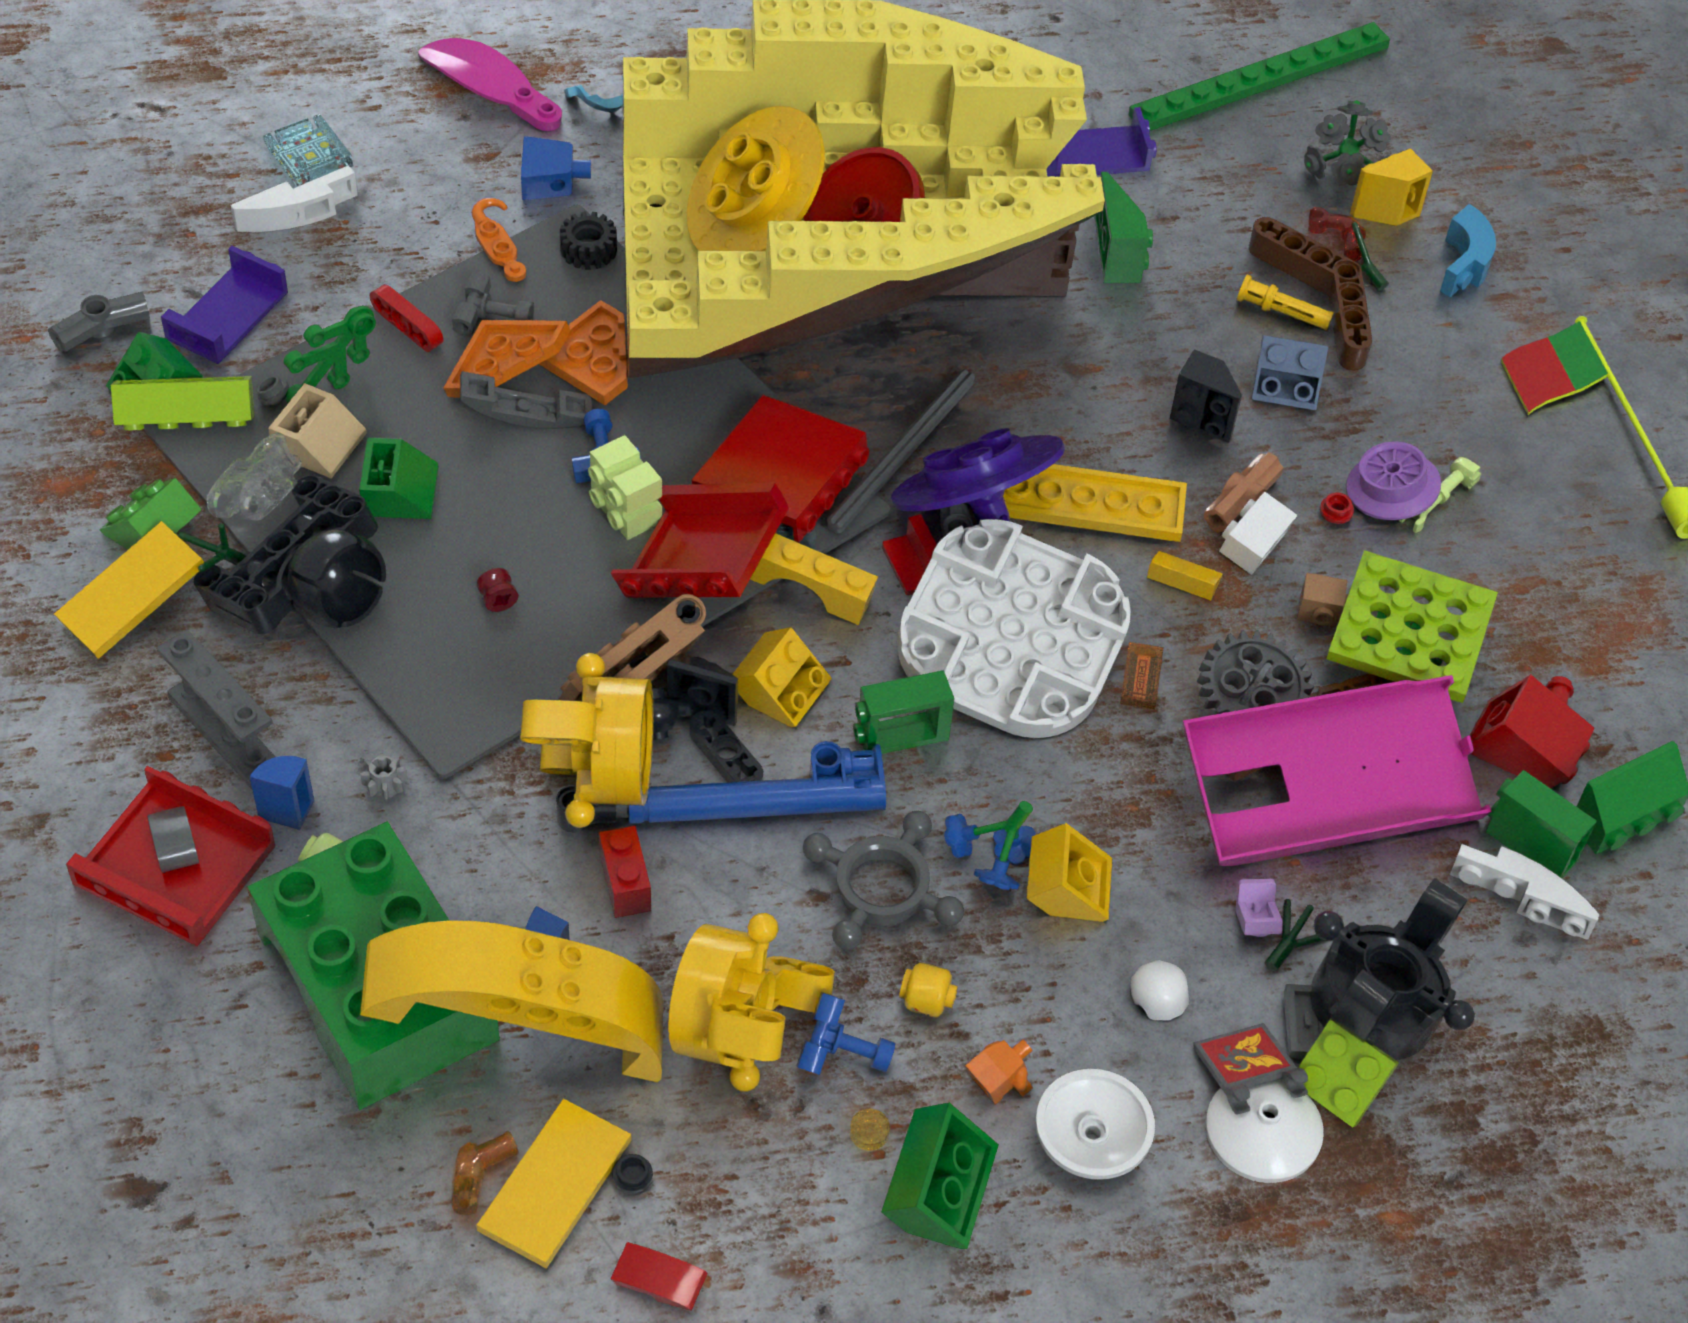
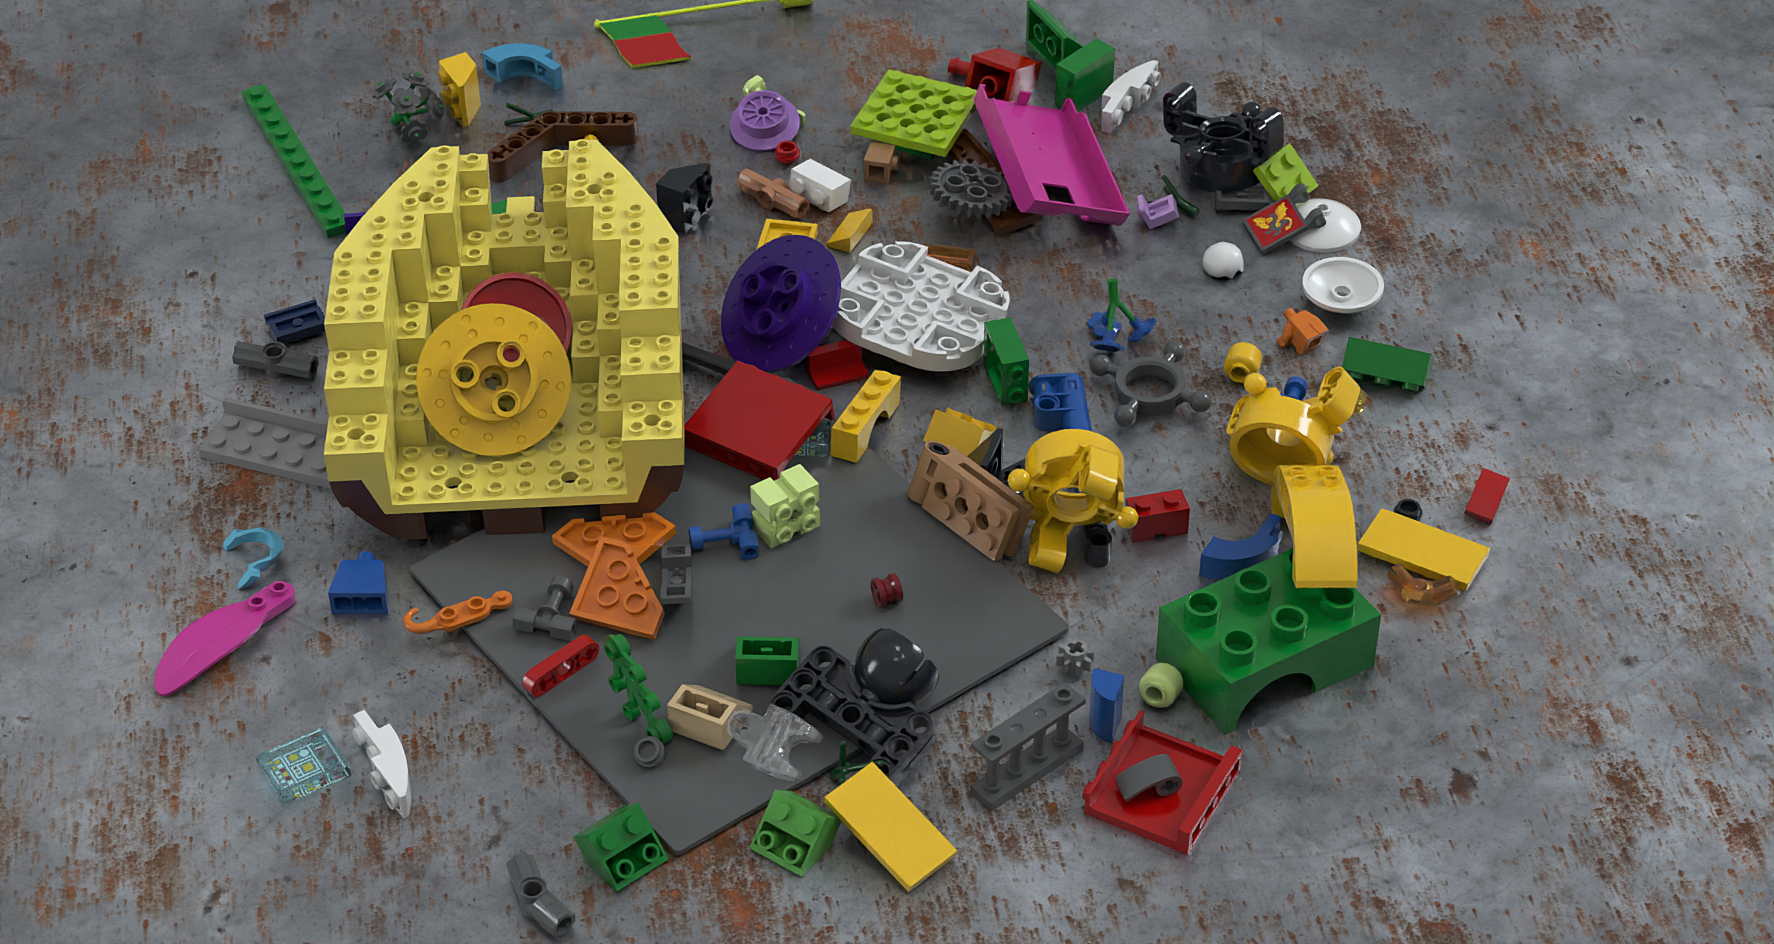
camera: 85 degrees left, 10 degrees down
(182, 401) = (668, 804): lime brick -> none
(228, 308) = (521, 807): dark purple panel -> none
(592, 252) = (471, 561): black tyre -> none
(705, 541) = (856, 454): red panel -> none
(1069, 875) = (1141, 295): yellow slope -> none
(1289, 372) = (648, 157): sand blue slope -> none
(1321, 220) = (493, 122): clear red piece -> none

